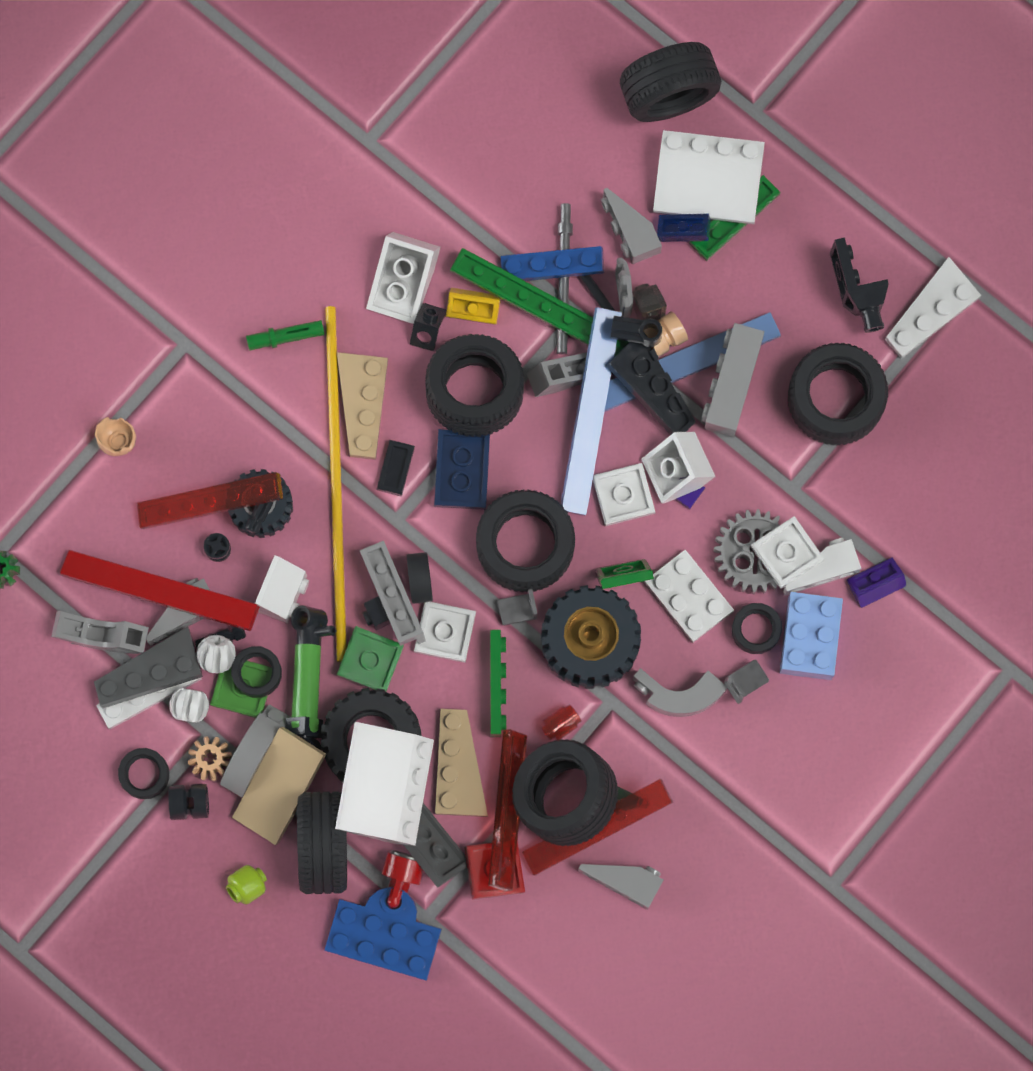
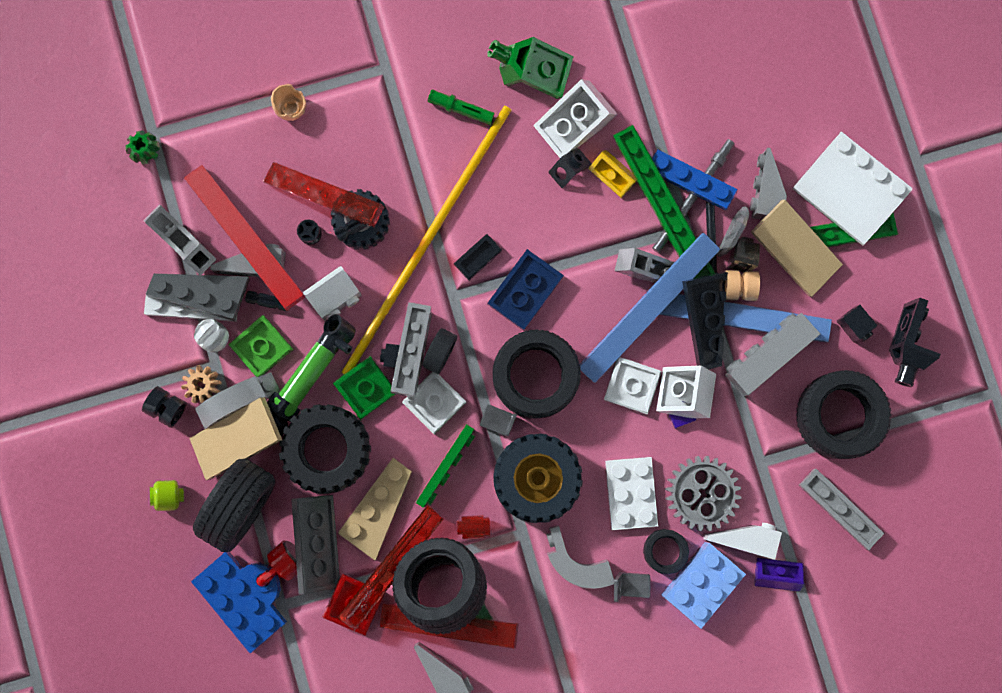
camera: 30 degrees right, 5 degrees up
(129, 759) = (132, 354): black tyre -> none
(216, 654) = (253, 311): white piece -> none
(242, 657) = (263, 330): black tyre -> none
(329, 250) = (533, 64): none -> green plate
(363, 395) = (488, 188): tan wing -> none
(384, 784) = (303, 495): white slope -> none
(474, 351) = (581, 203): black tyre -> none
(624, 574) = (593, 447): green tile -> none
(633, 330) = (720, 267): black piece -> none
(670, 81) = (872, 97): black tyre -> none
(683, 227) = (813, 215): clear blue plate -> none
(693, 266) = (796, 248): none -> tan tile
(787, 552) = (726, 511): white tile -> none
(796, 301) = (857, 324): none -> black brick
(894, 483) = (841, 509): none -> light grey plate
(936, 305) = (962, 394): white wing -> none

